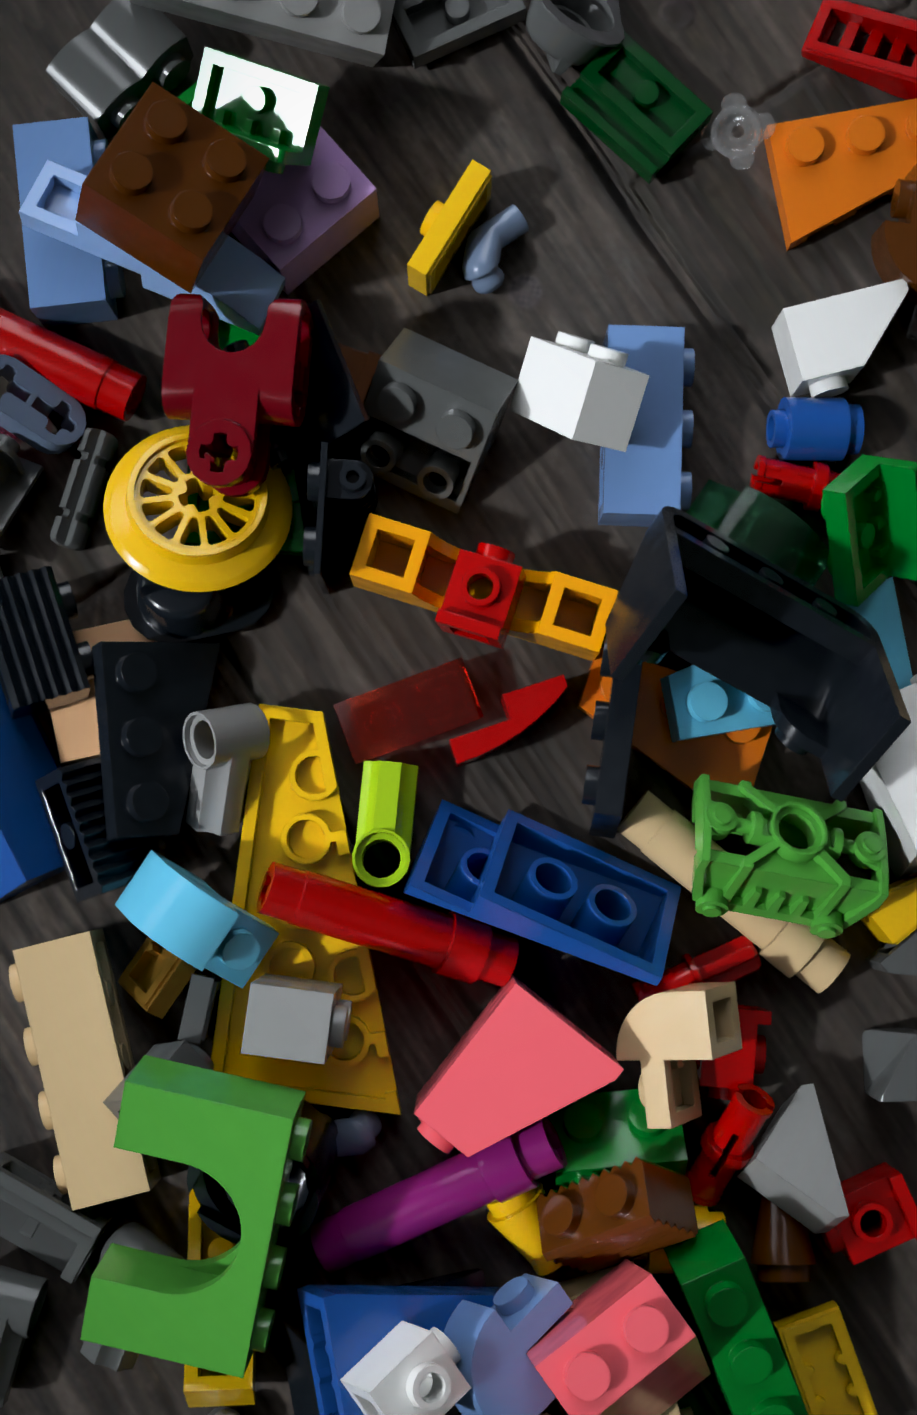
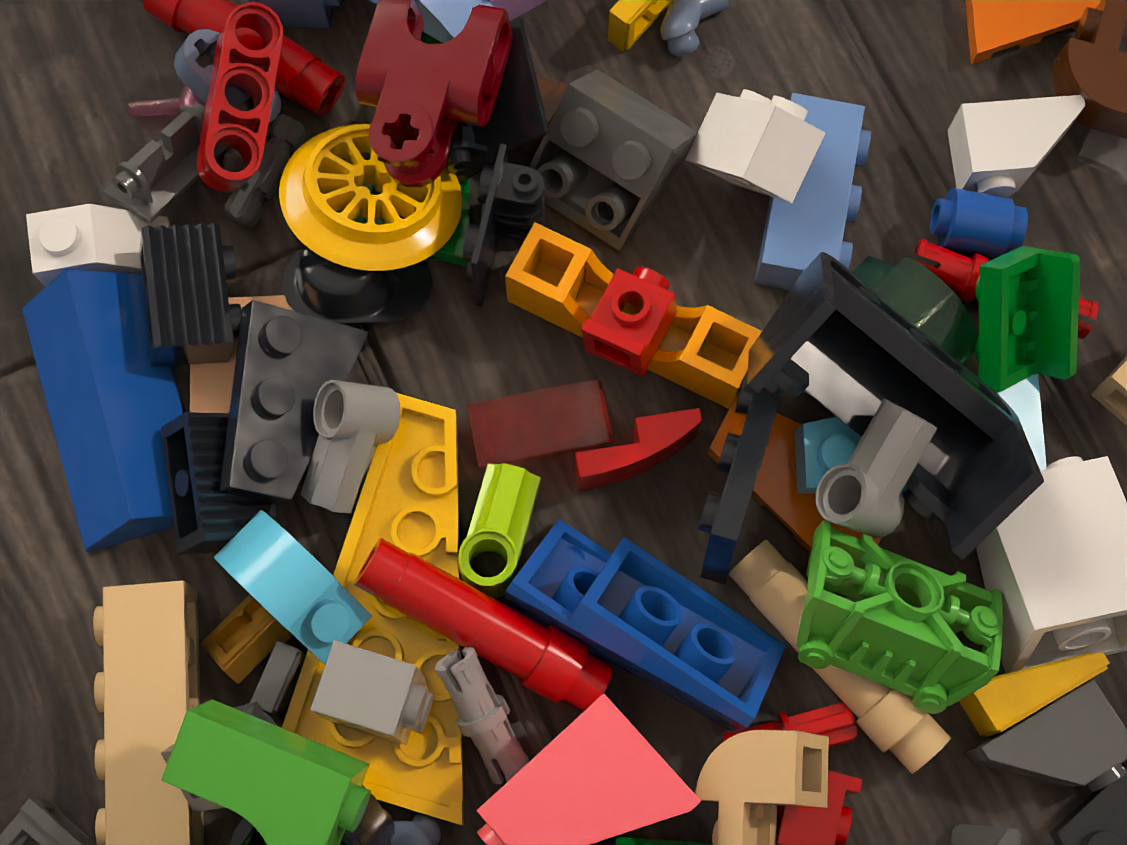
camera: 10 degrees right, 10 degrees down
(59, 399) = (256, 74): none -> red beam
(401, 1009) = (482, 714): none -> light grey pin
(746, 719) = (868, 488): none -> light grey piece

